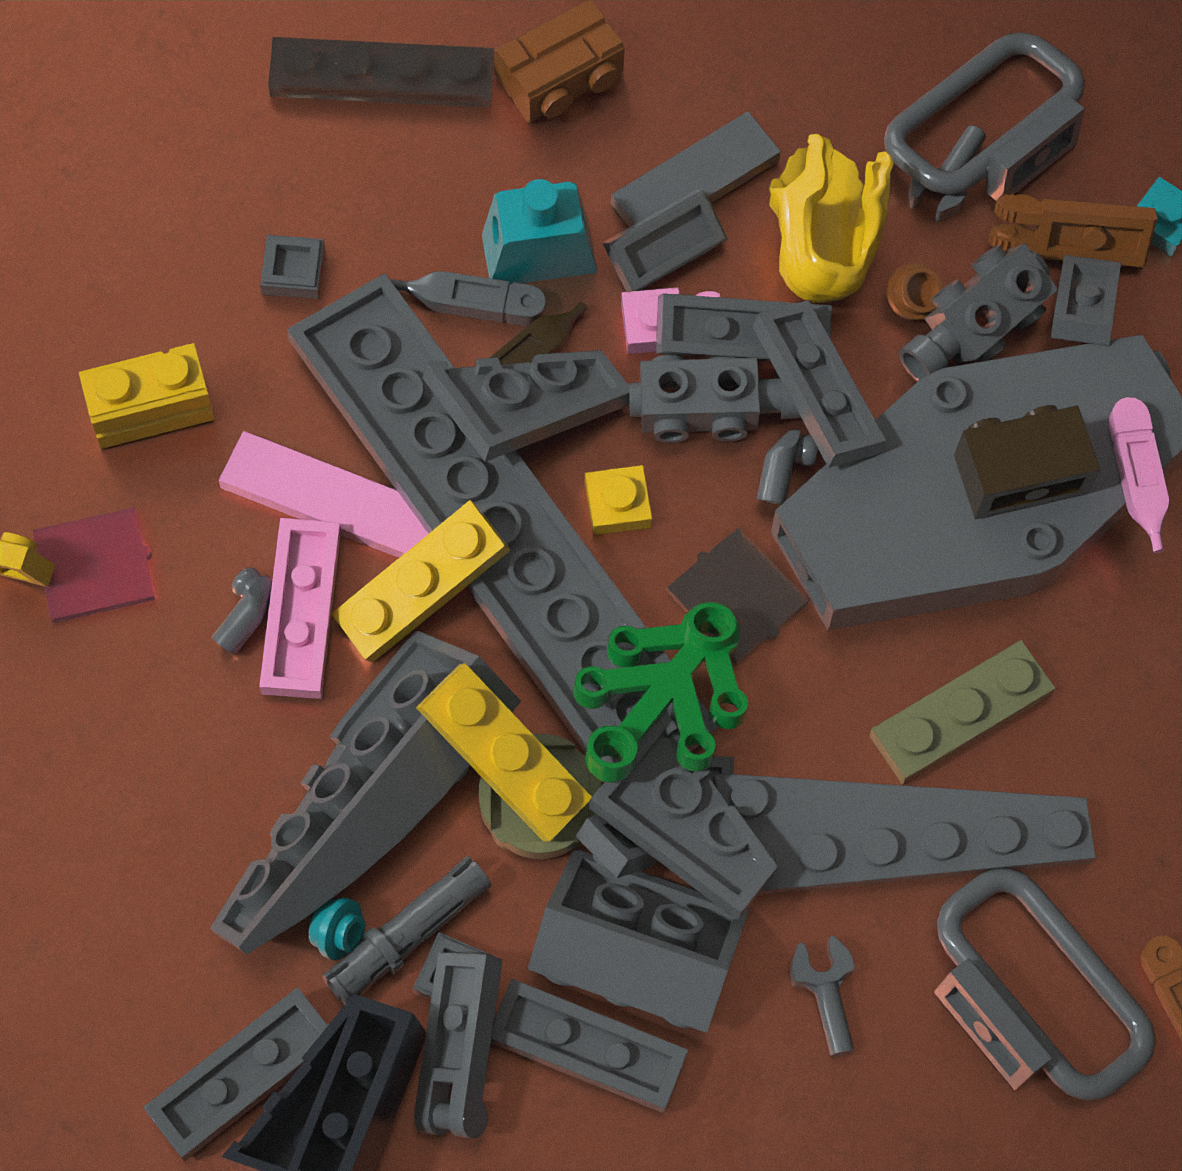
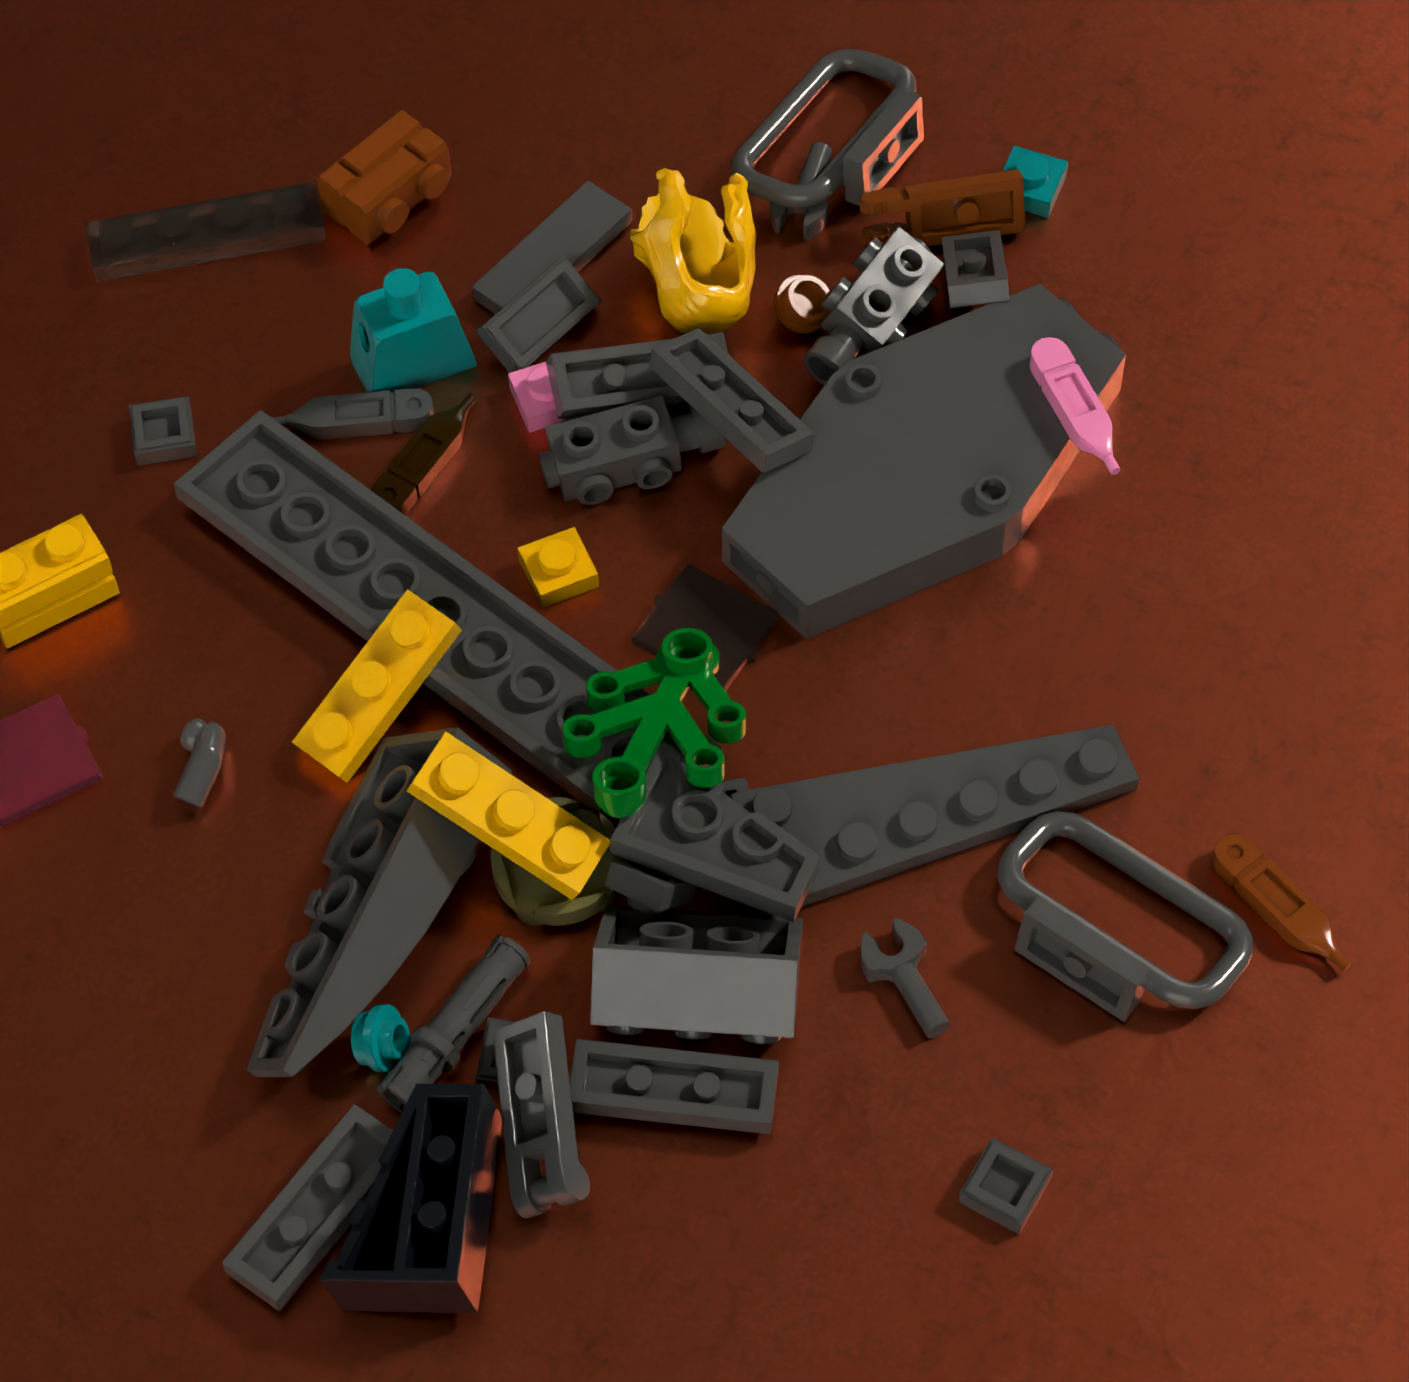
camera: 10 degrees left, 10 degrees down
(300, 608) = (258, 745): bright pink plate -> none
(321, 493) = (248, 635): bright pink tile -> none
(526, 402) = (438, 494): dark grey wing -> none
(779, 464) = (712, 493): dark grey arm -> none
(961, 712) = (964, 679): olive plate -> none
(1026, 460) = (959, 417): dark brown brick -> none

